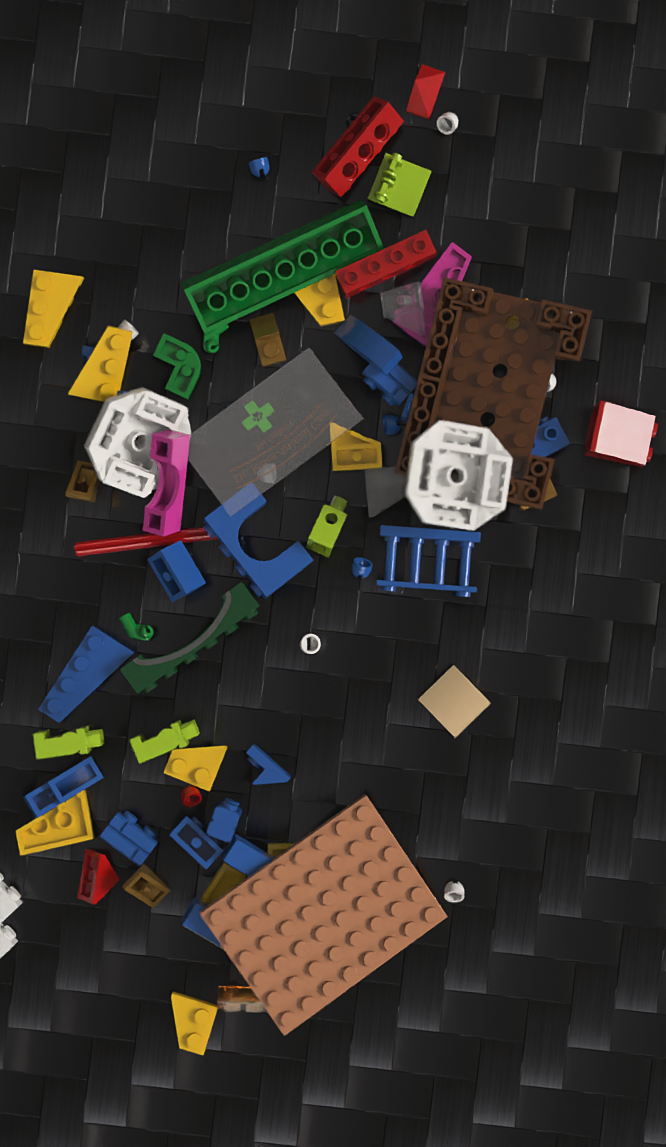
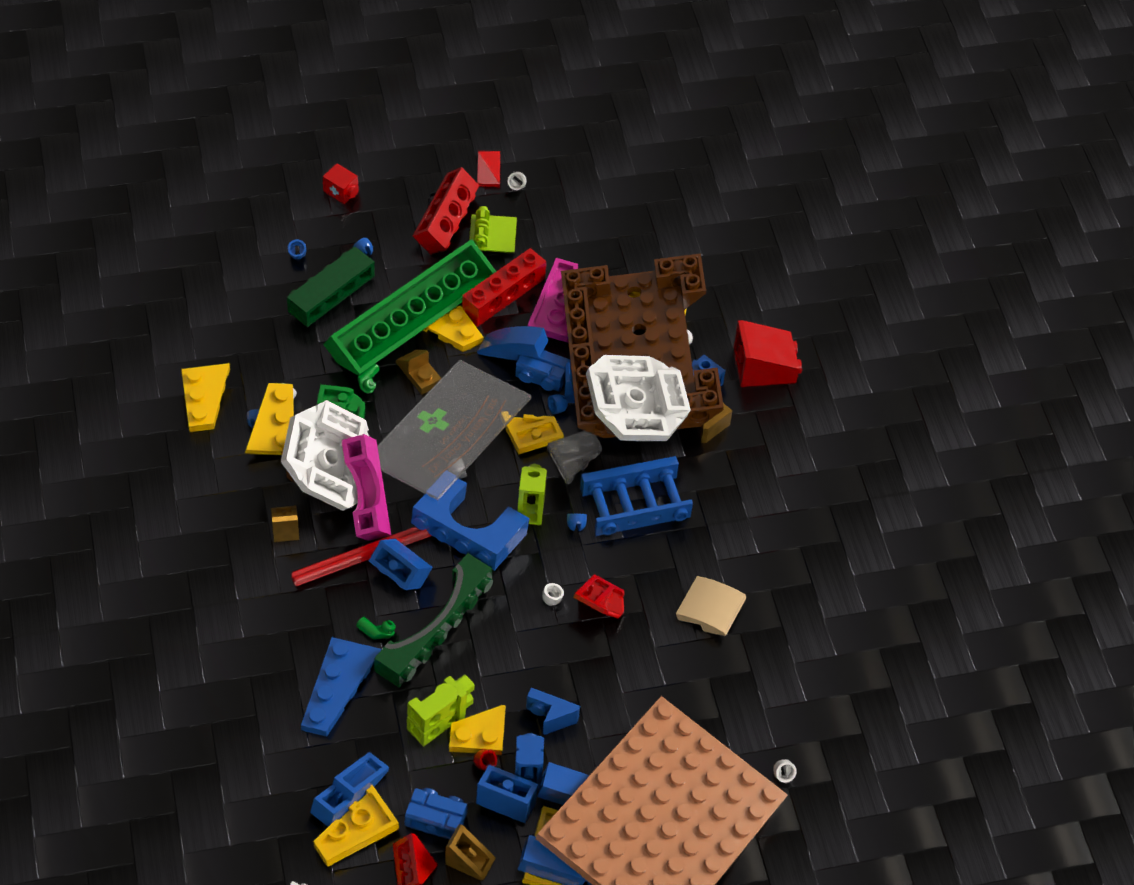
camera: 20 degrees left, 35 degrees down
(69, 743) = (342, 737): lime hips -> none
(185, 146) = (291, 249): none -> blue hinge
(208, 211) = (330, 286): none -> dark green brick
(260, 73) = (340, 183): none -> red brick
(354, 661) = (602, 596): none -> red slope
(405, 307) = (536, 306): clear slope -> none

